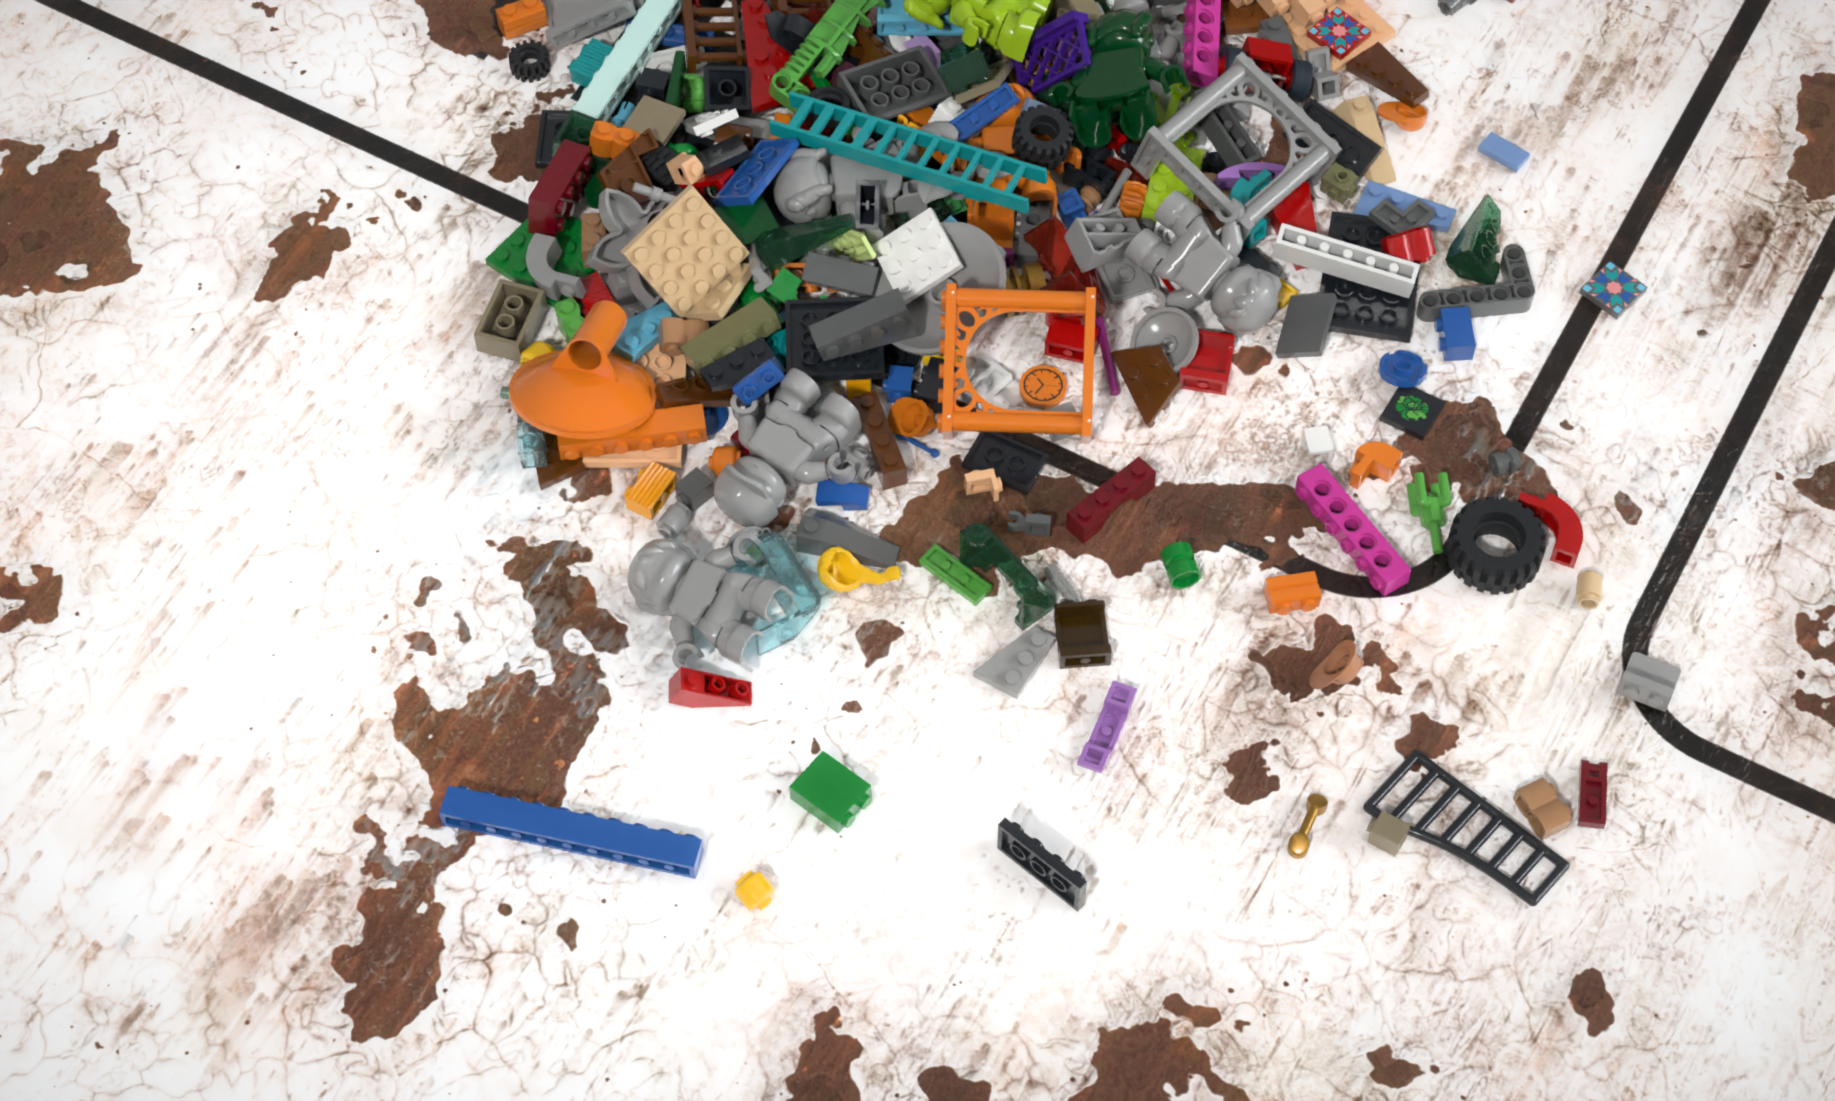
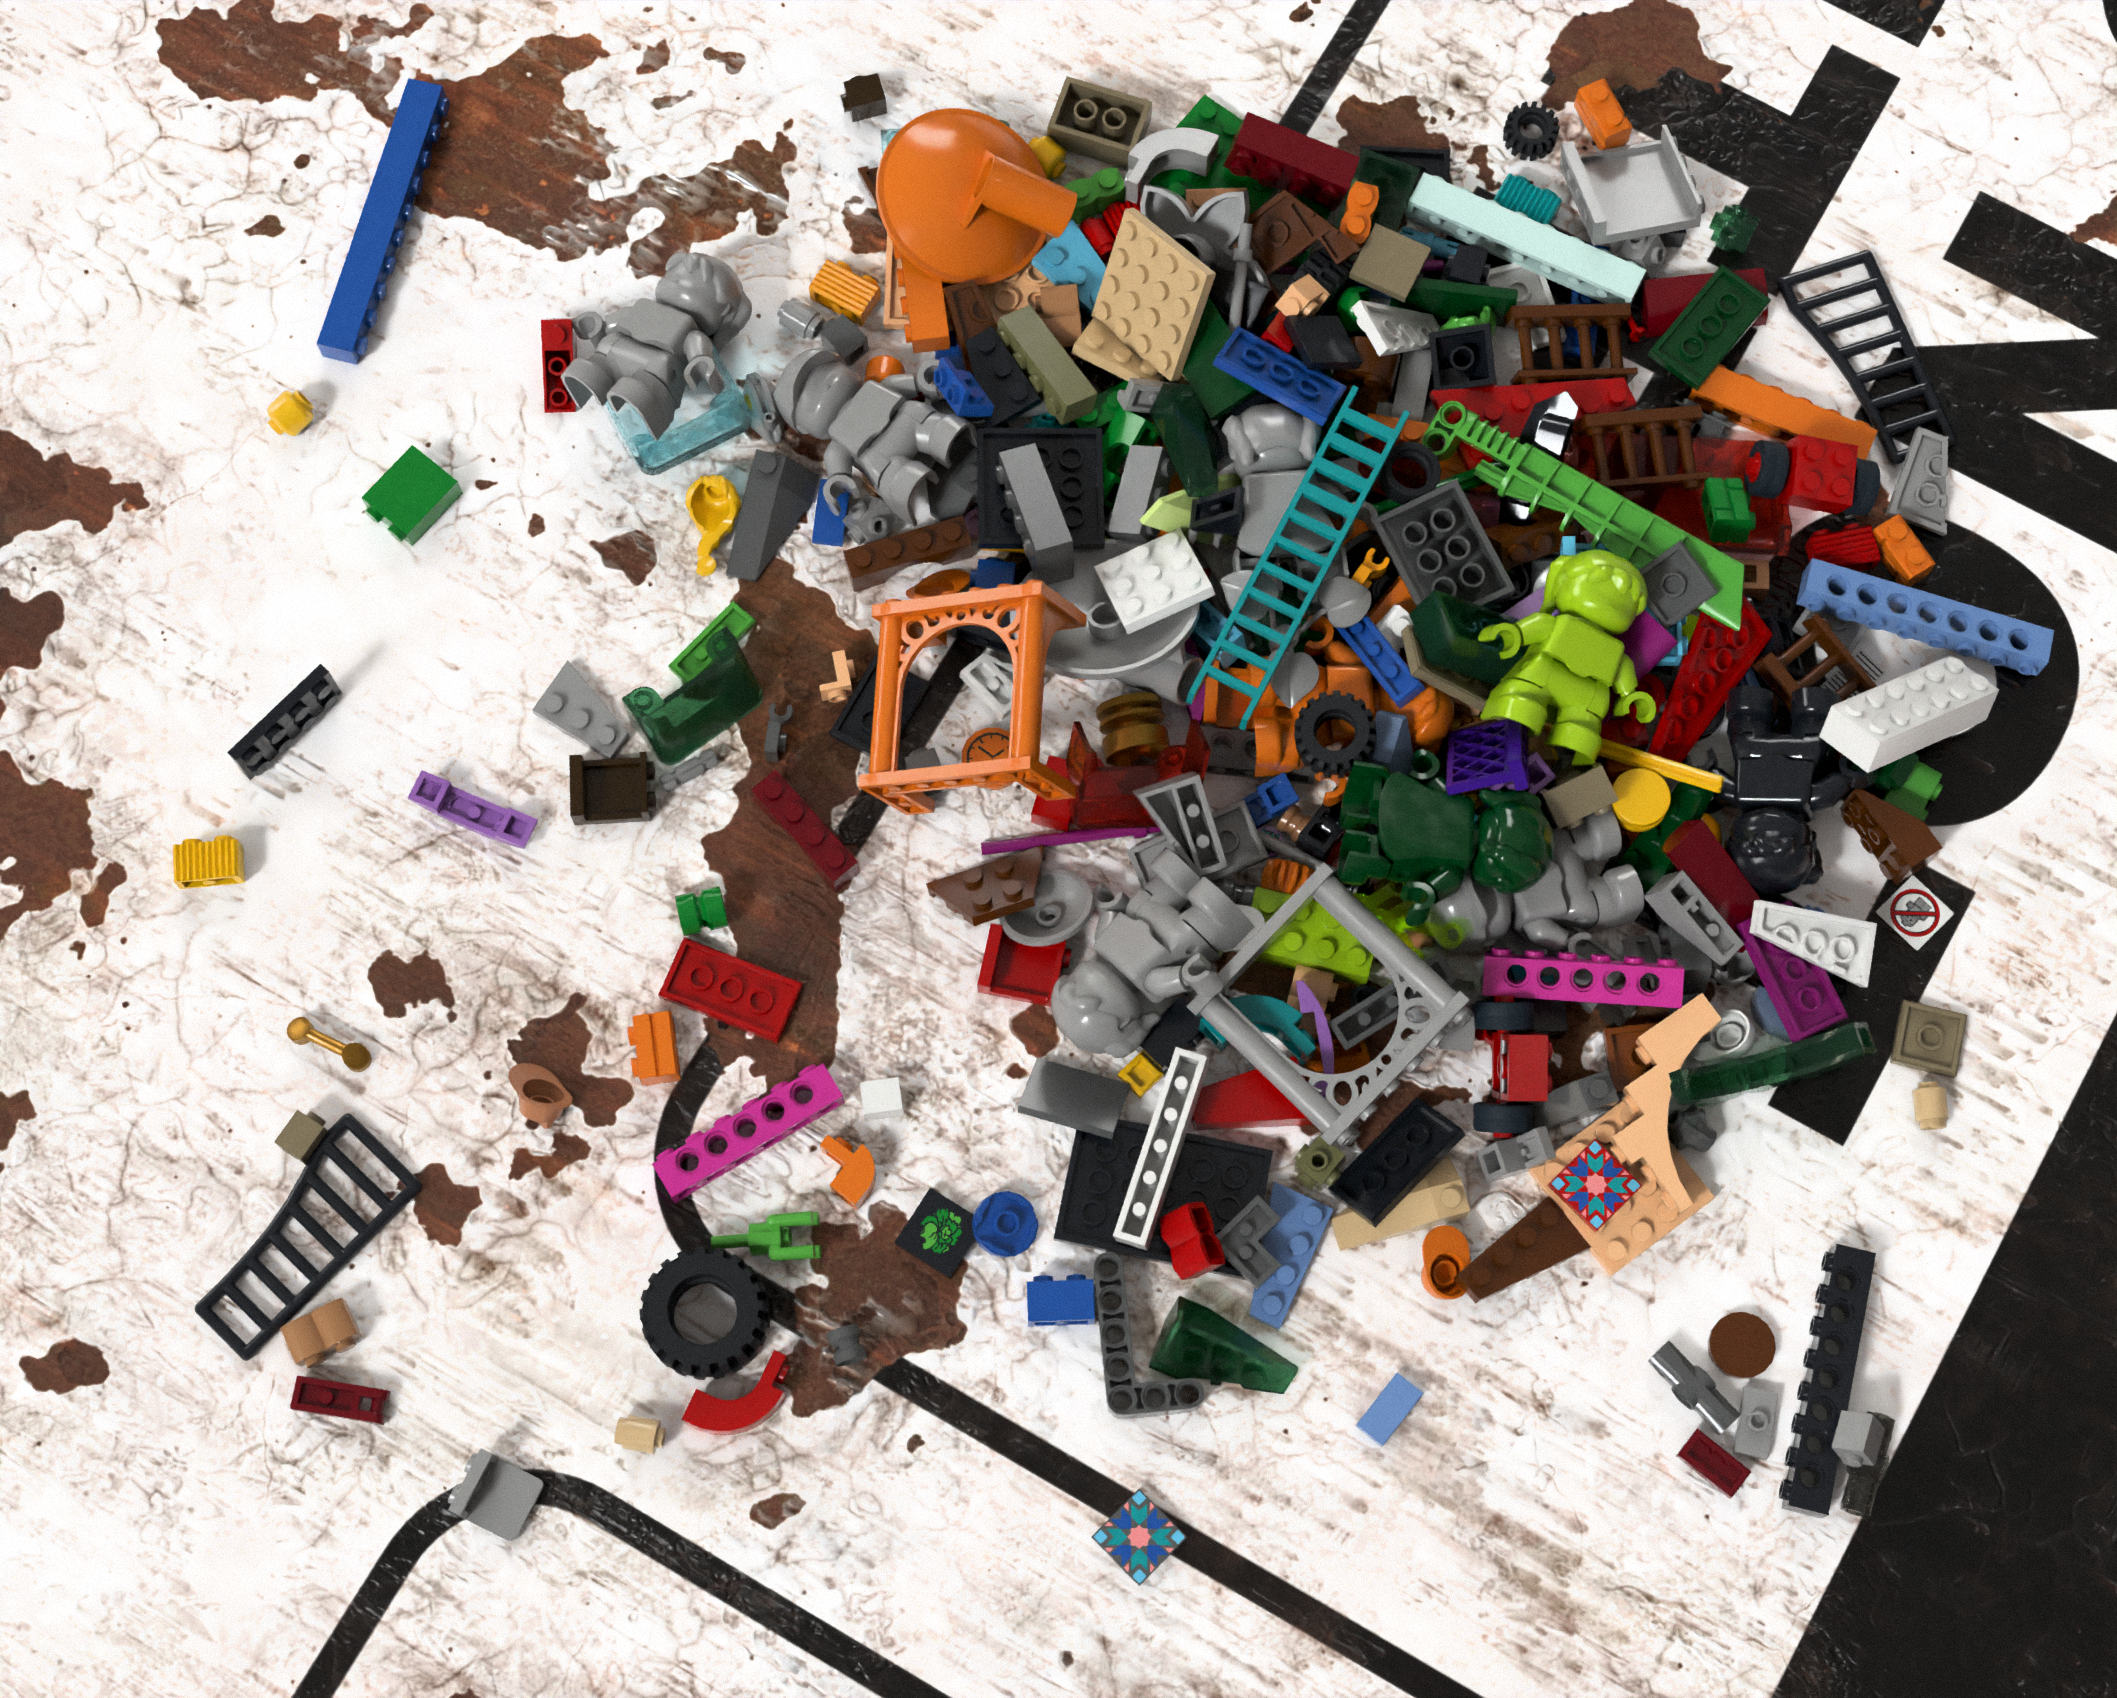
camera: 90 degrees right, 15 degrees up
(473, 483) = (863, 97): none -> dark brown brick
(1164, 922) = (208, 862): none -> yellow brick
(1238, 550) = (730, 990): none -> red tile

